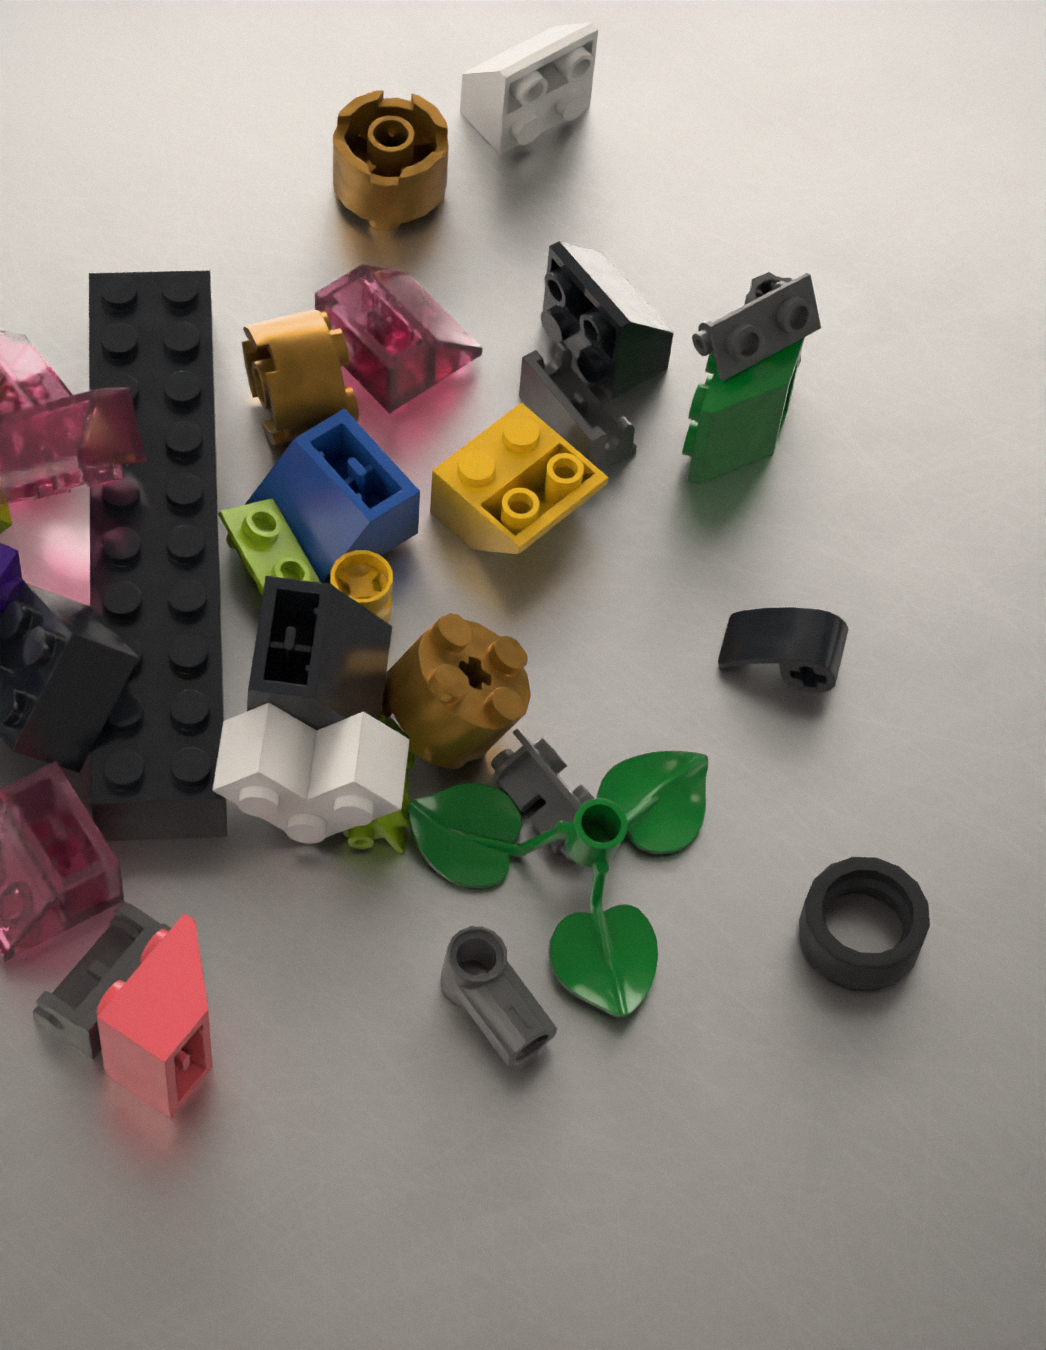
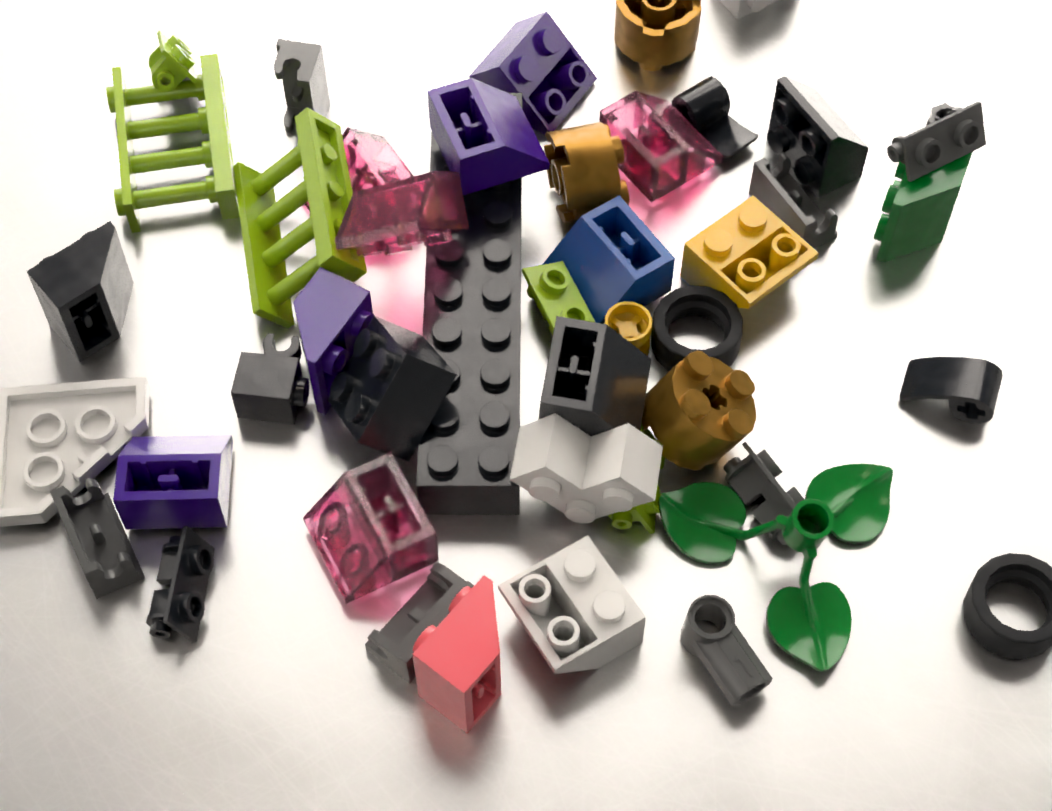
camera: 10 degrees right, 0 degrees up
(160, 333) = (483, 134): none -> dark purple slope
(235, 230) = (542, 66): none -> slope
(304, 952) = (575, 609): none -> white slope
(453, 547) = (696, 302): none -> black tyre
(461, 286) = (707, 110): none -> black panel

